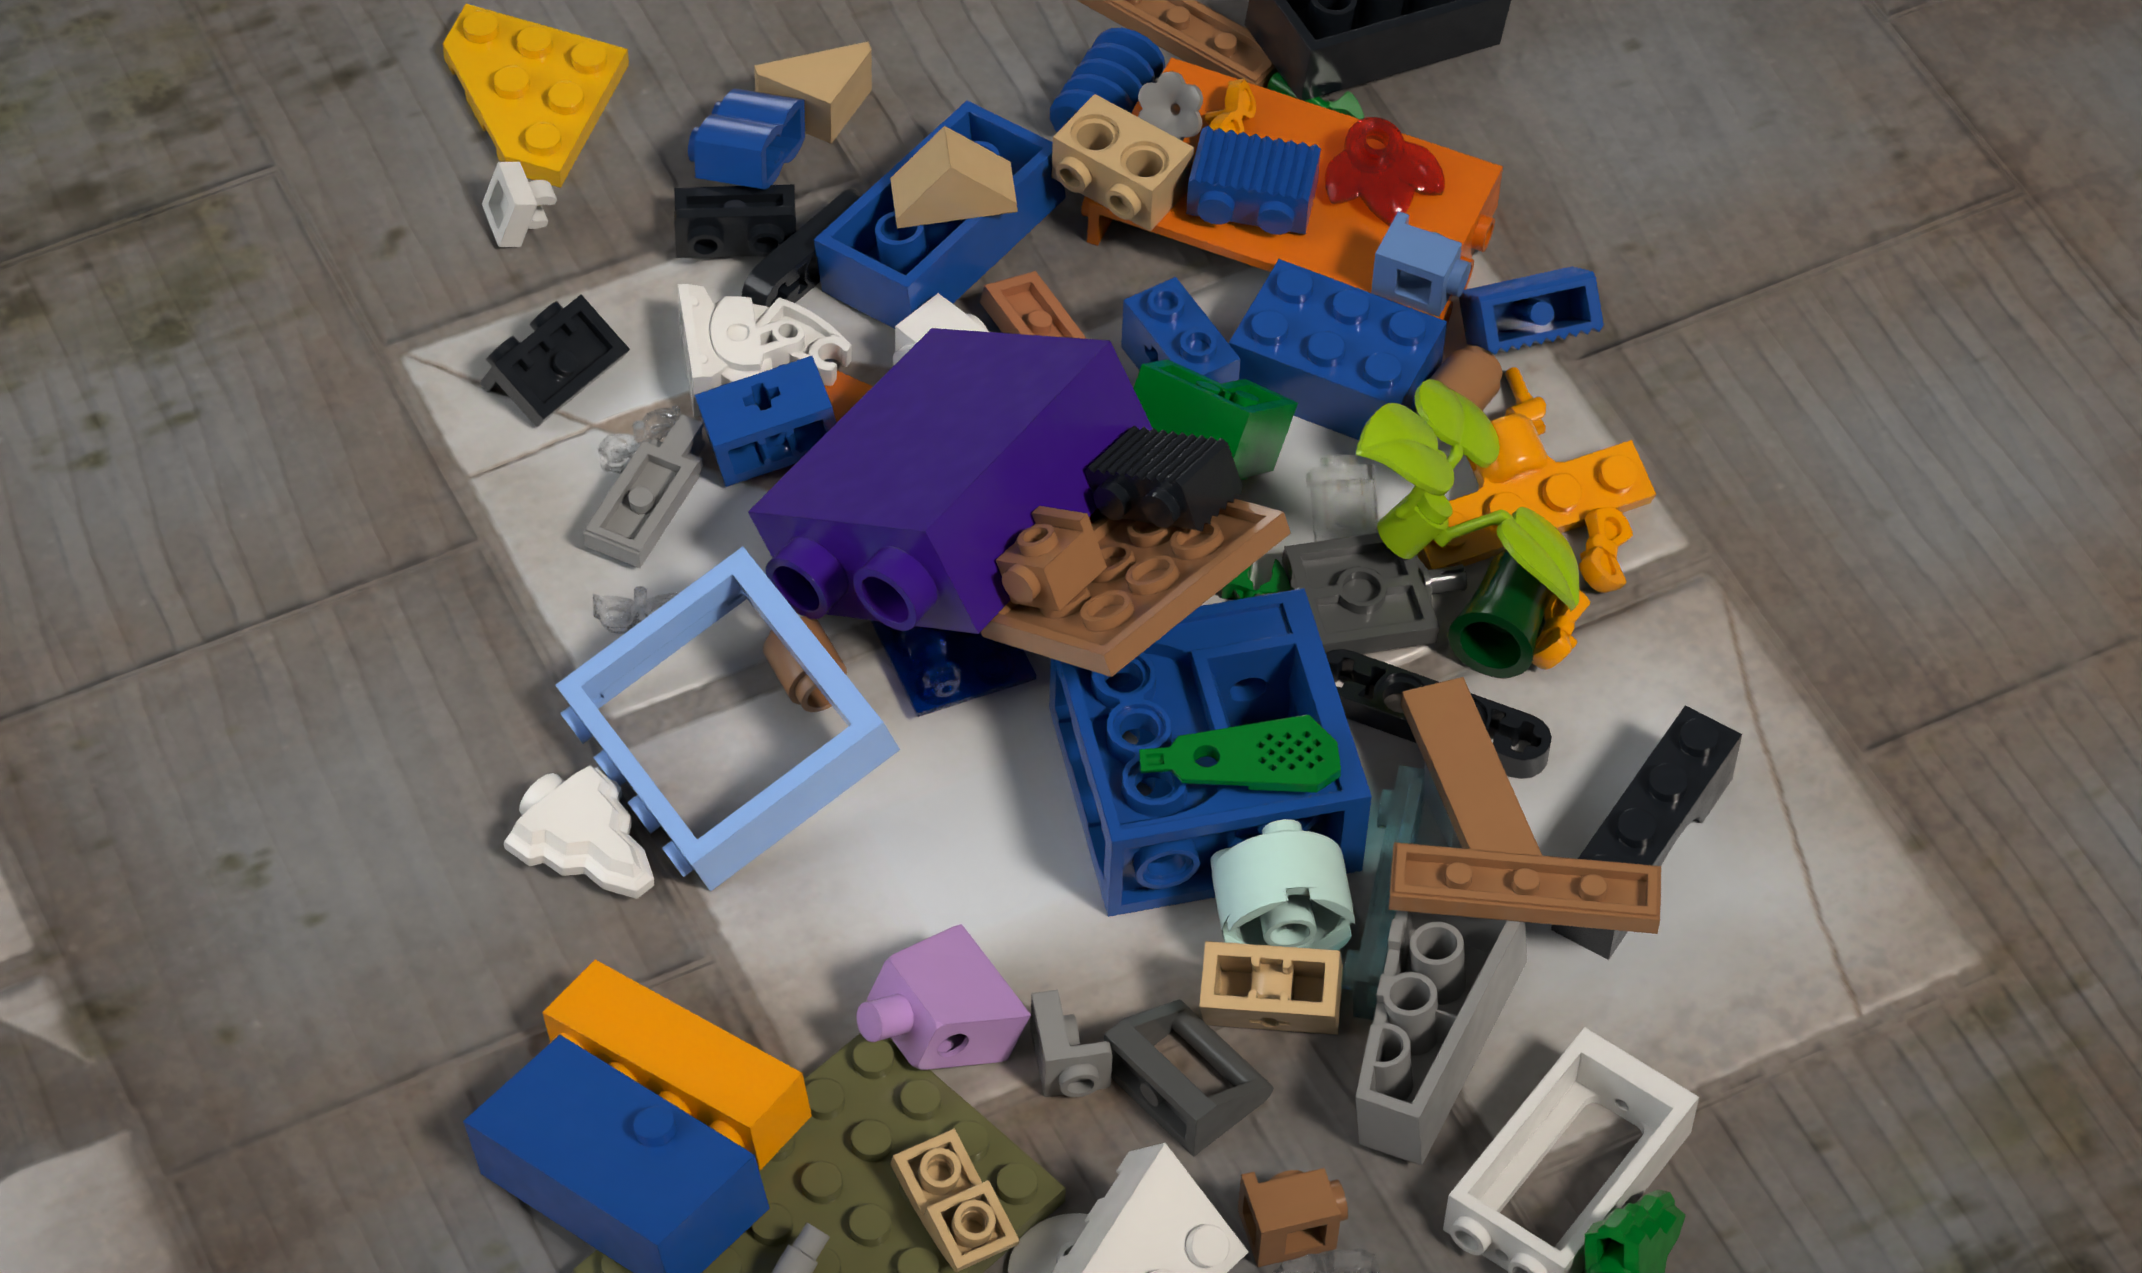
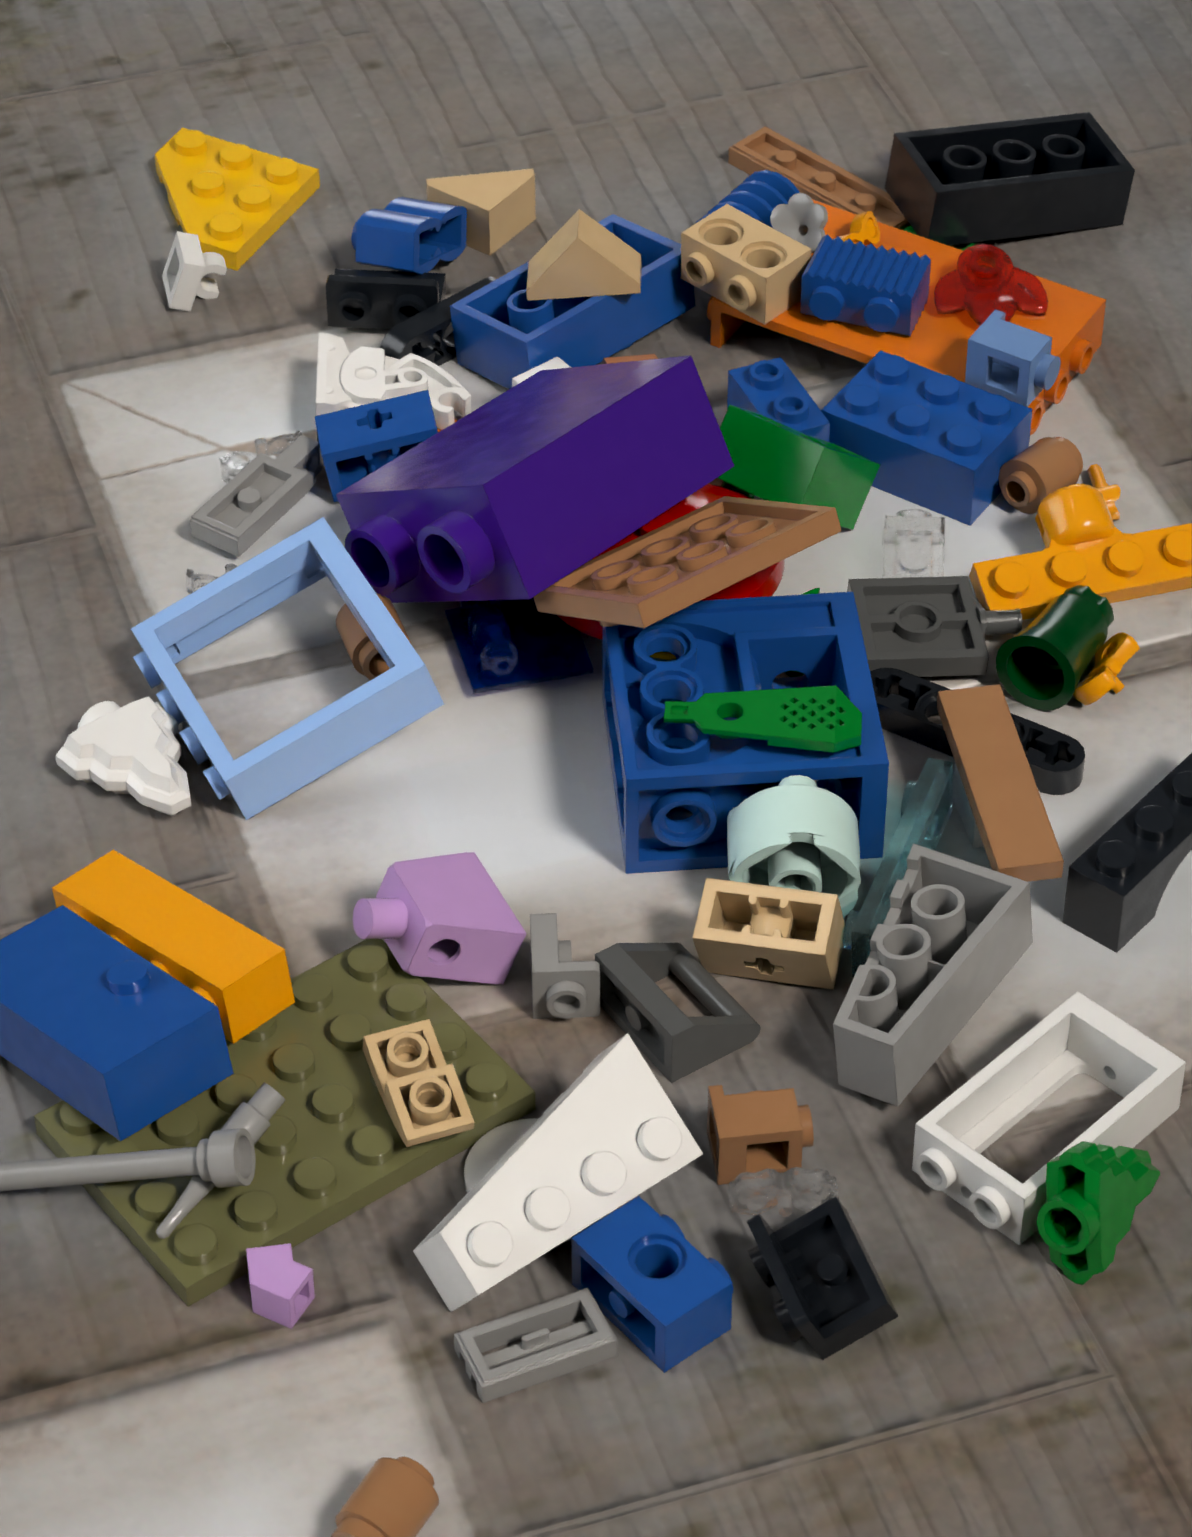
camera: 10 degrees right, 10 degrees down
(555, 361) = (196, 388): black bracket -> none
(1051, 559) = (608, 537): medium nougat brick -> none
(1164, 479) = (729, 482): black brick -> none
(1411, 449) = (984, 552): lime plant -> none
(1525, 888) = (1032, 858): medium nougat tile -> none
(1531, 309) = (1118, 411): blue brick -> none
(1599, 563) = (1164, 599): light orange piece -> none

